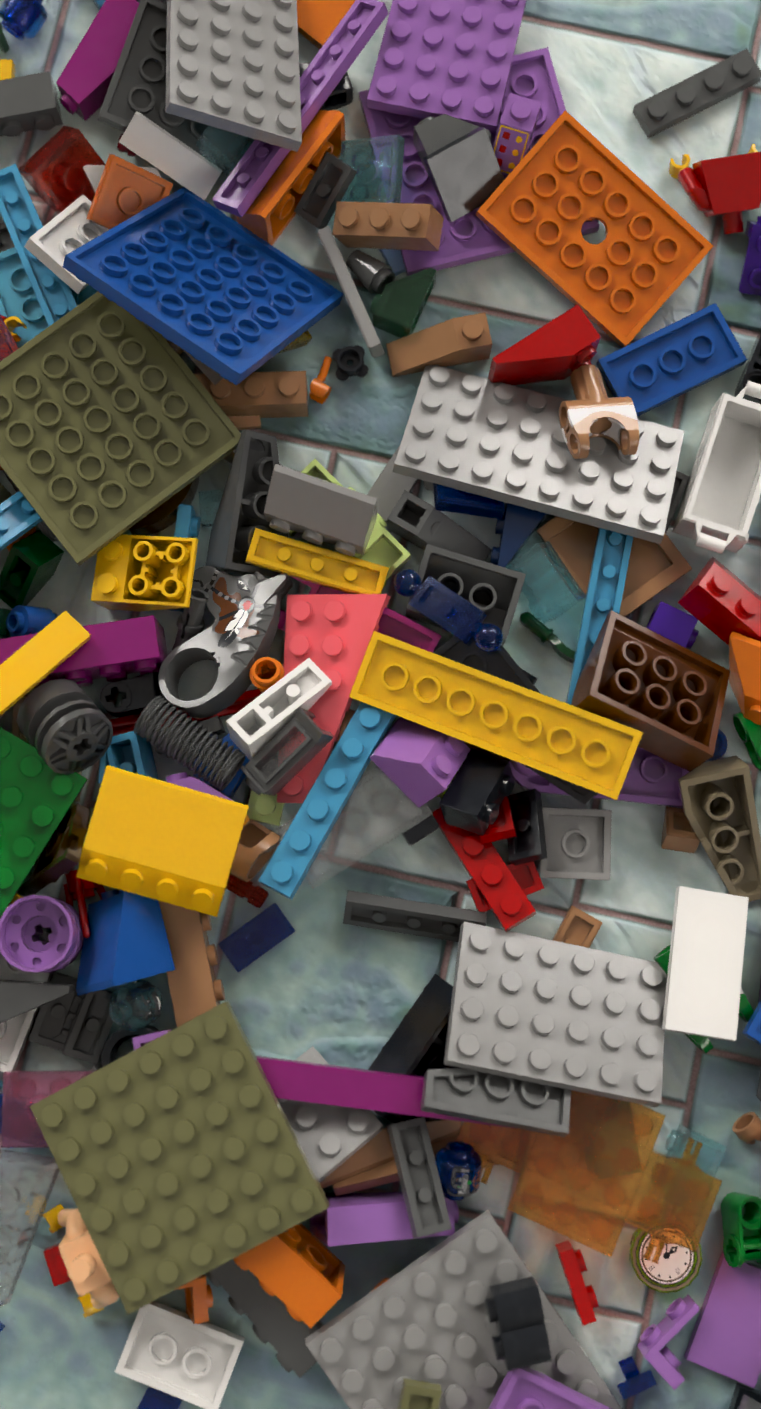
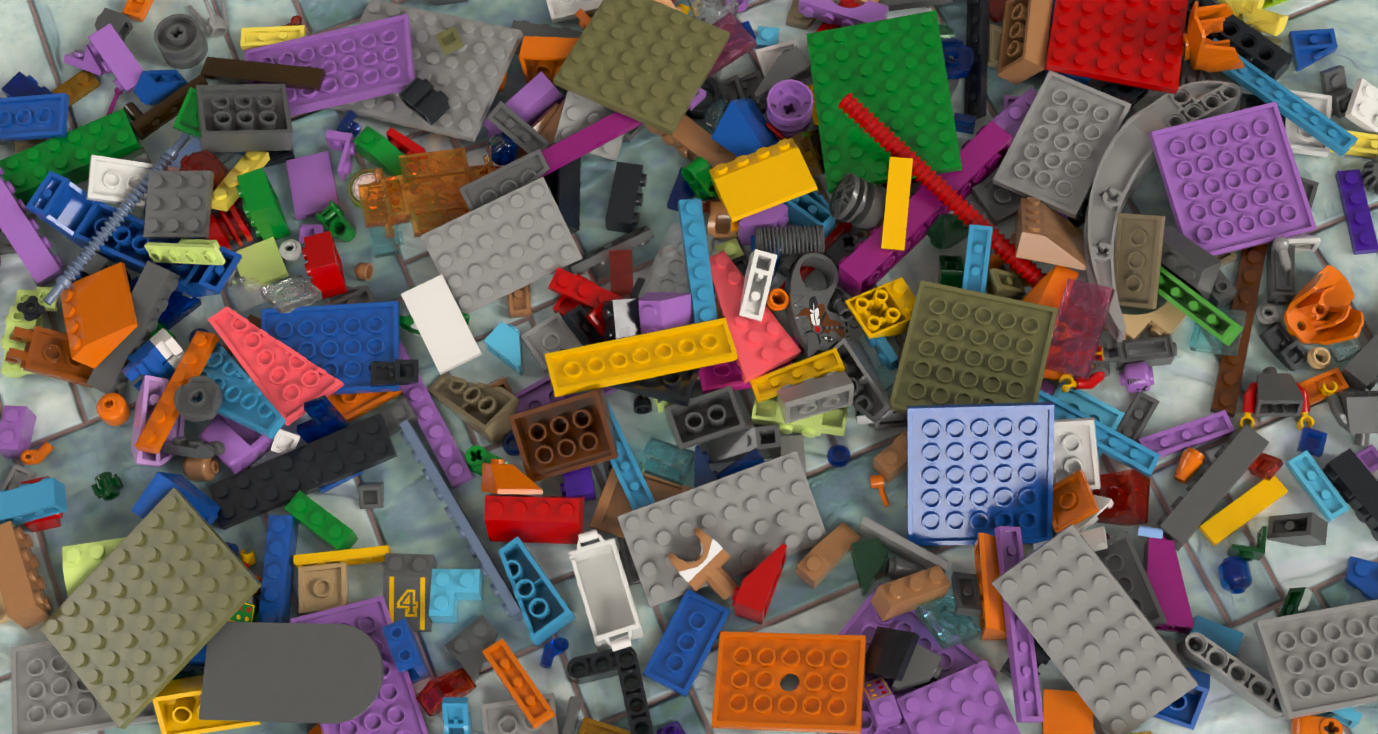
camera: 150 degrees right, 15 degrees down
(28, 620) = (923, 249): blue brick -> none
(73, 113) = (1148, 531): none -> light blue tile
(229, 931) = (699, 178): none -> green piece
(286, 754) = (736, 265): dark grey window -> none
(338, 452) = (838, 456): none -> clear blue plate
(340, 979) = (625, 197): none -> black brick
(346, 354) = (872, 503): black plate -> none
(423, 872) = (621, 271): none -> clear red plate
(448, 610) = (706, 392): clear blue plate -> none
(546, 634) = (634, 437): dark green piece -> none
(617, 1298) = (378, 151): none -> green slope
(634, 877) = (506, 345): none -> medium azure slope

